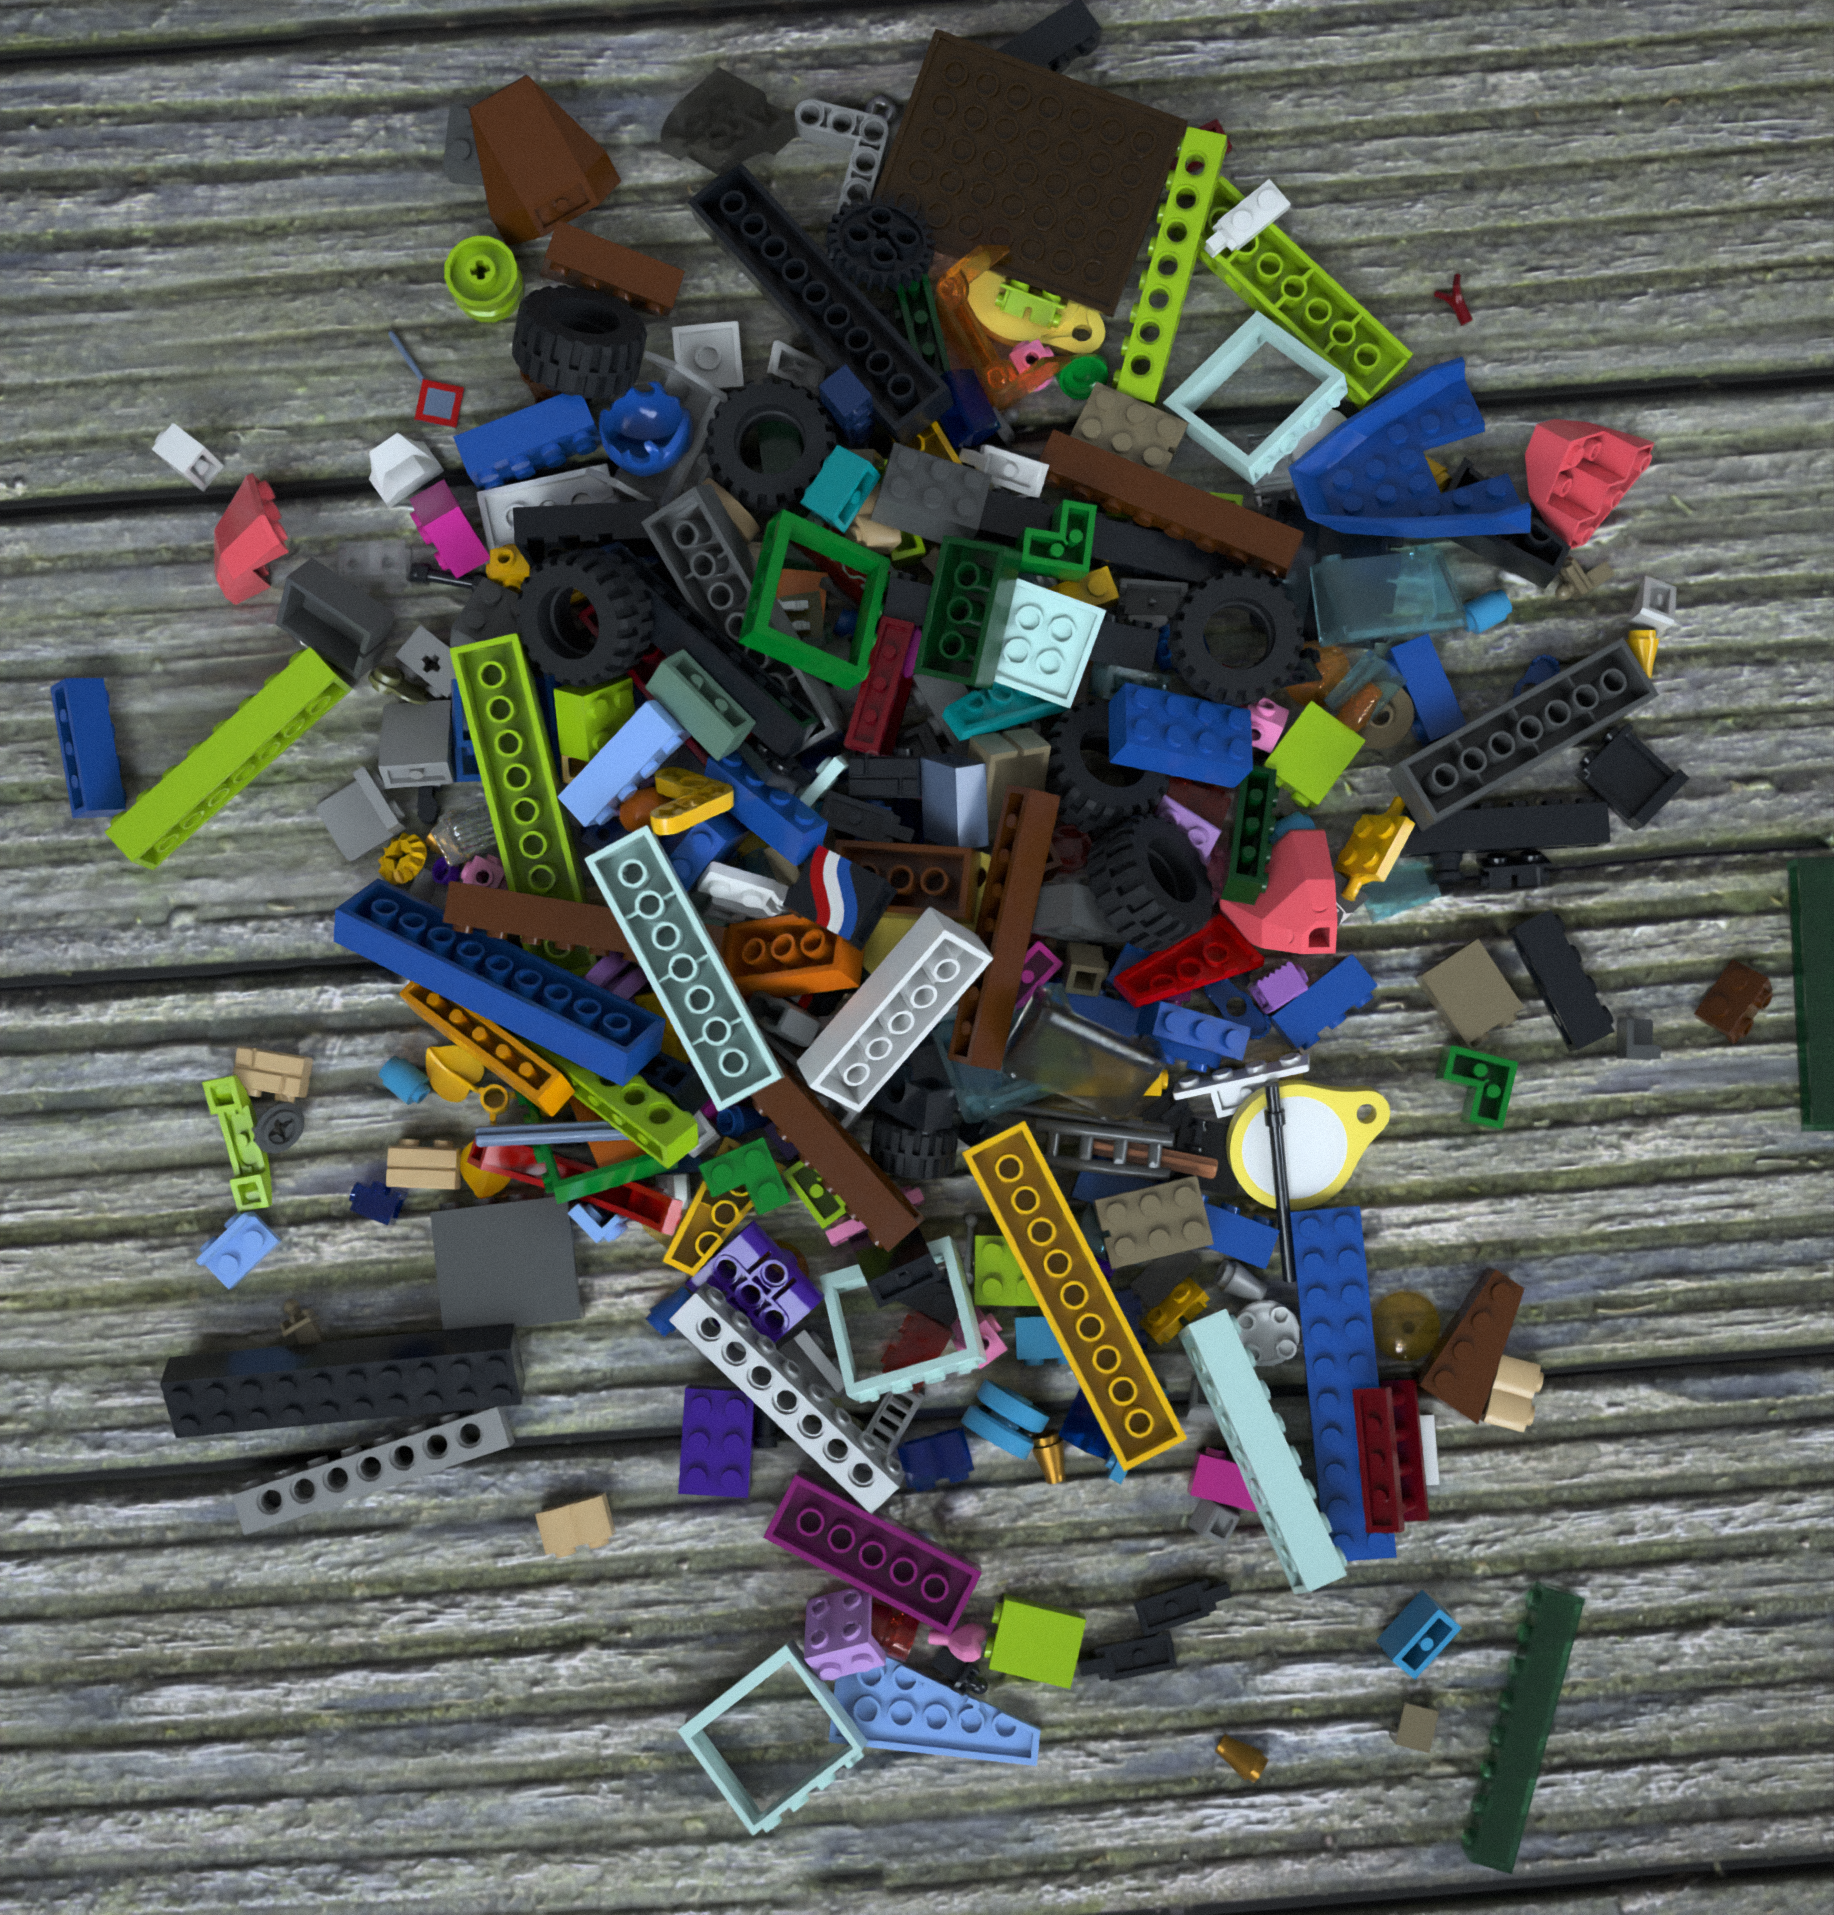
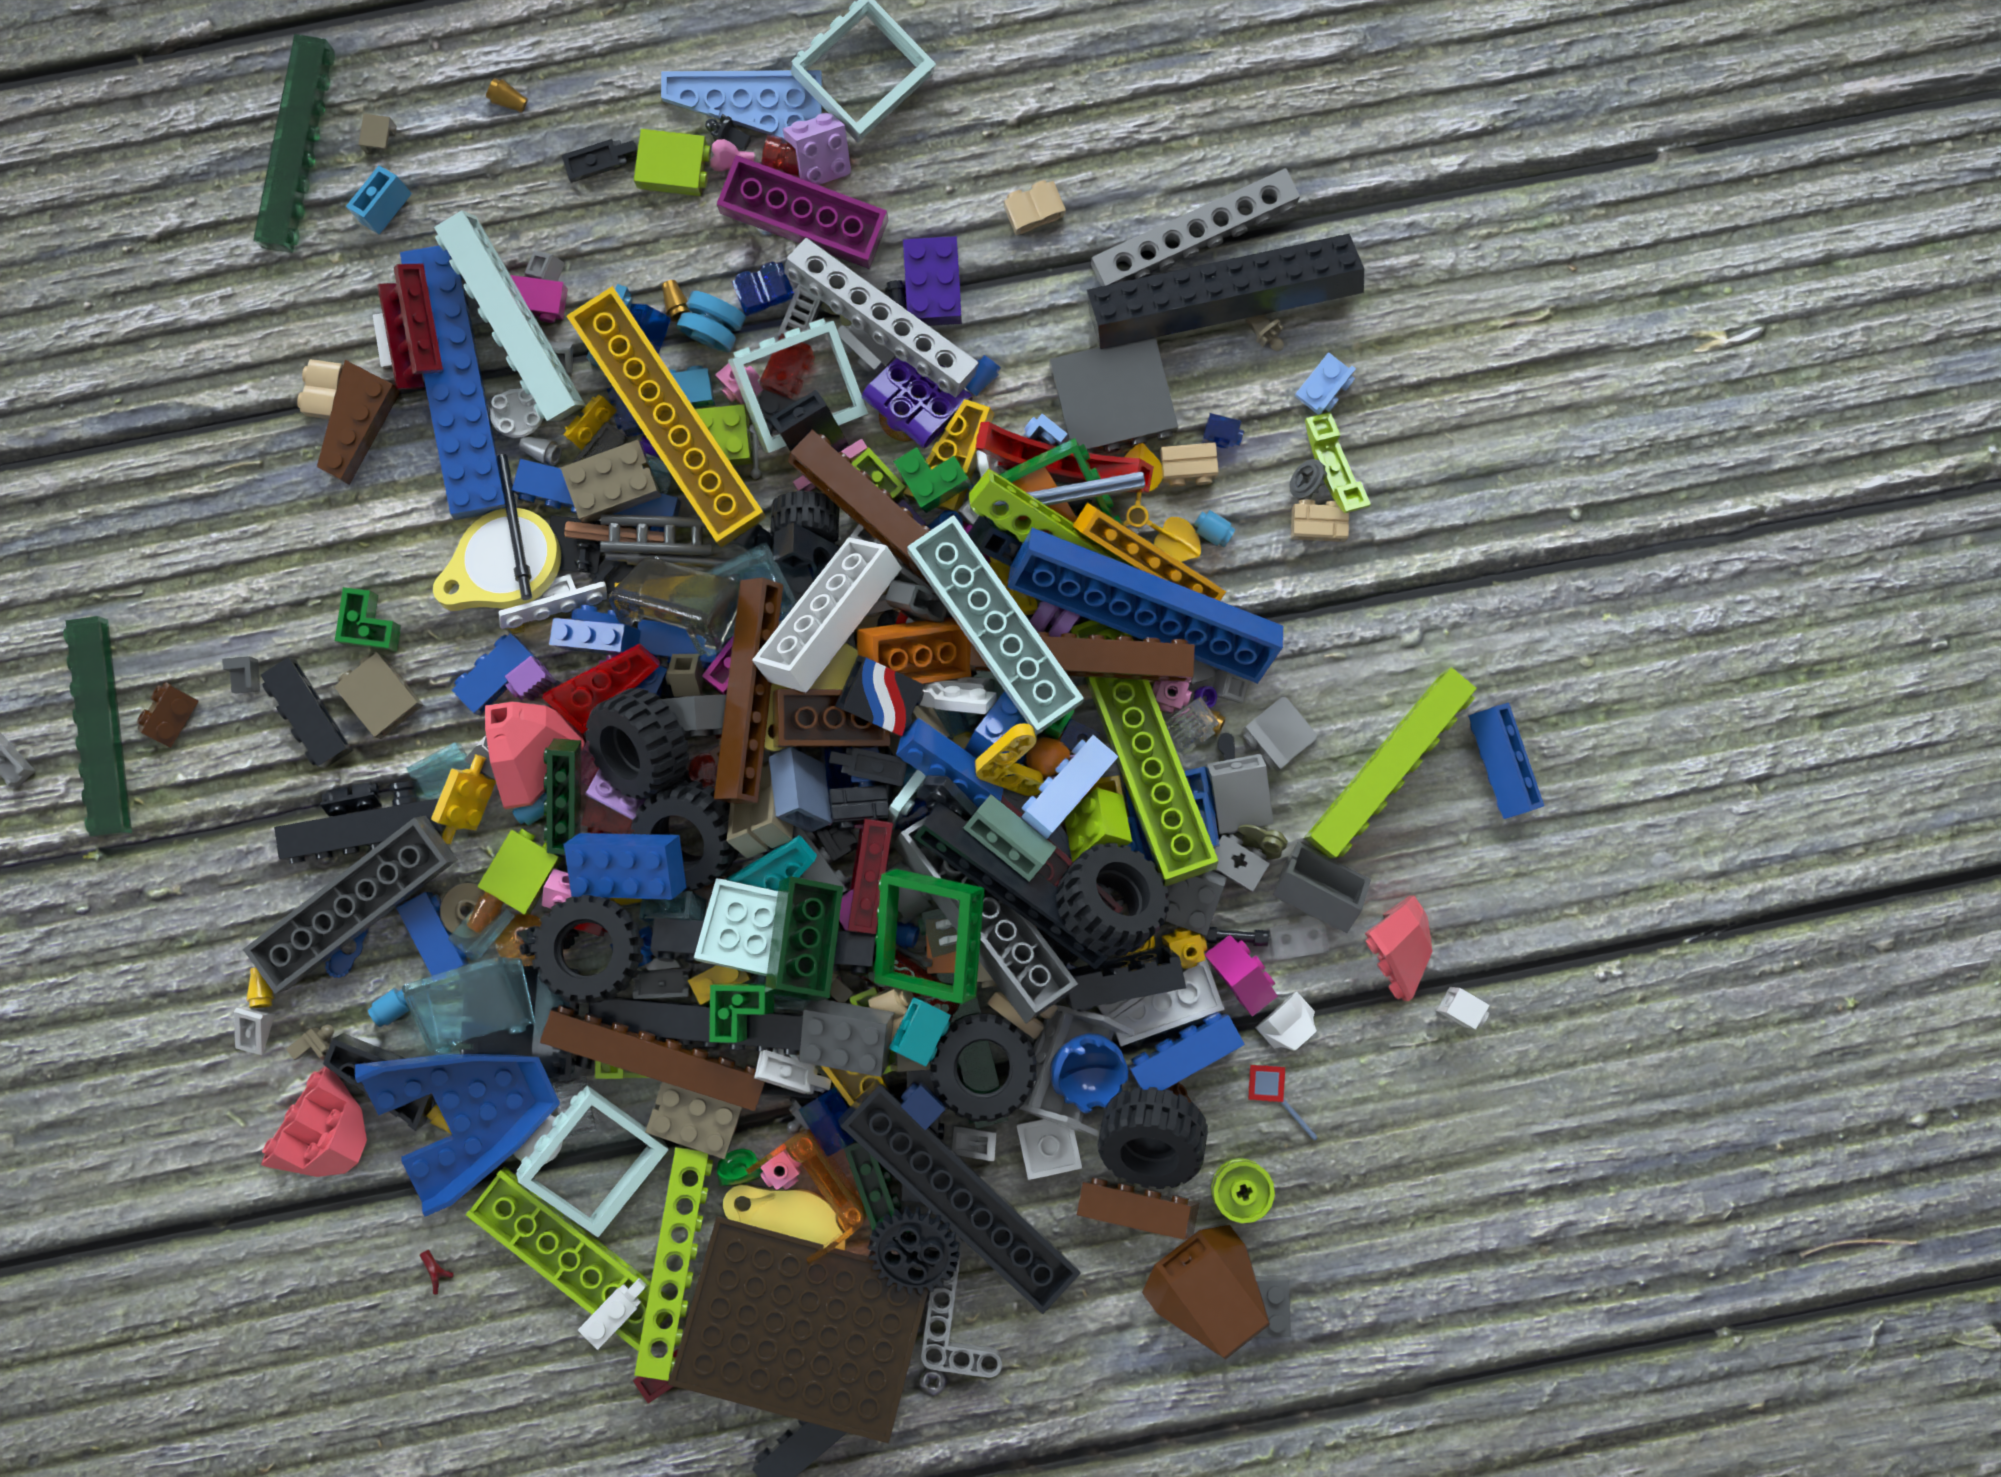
camera: 170 degrees right, 0 degrees up
(408, 866) = (1235, 694): yellow gear -> none
(725, 124) = (1059, 1347): clear smoke slope -> none
(1043, 306) = (795, 1226): lime hinge -> none
(1179, 1605) = (564, 202): black hinge -> none
(1219, 995) = (550, 655): blue piece -> none
(1388, 1323) = (417, 441): clear yellow dish -> none
(1629, 777) = (262, 884): black panel -> none

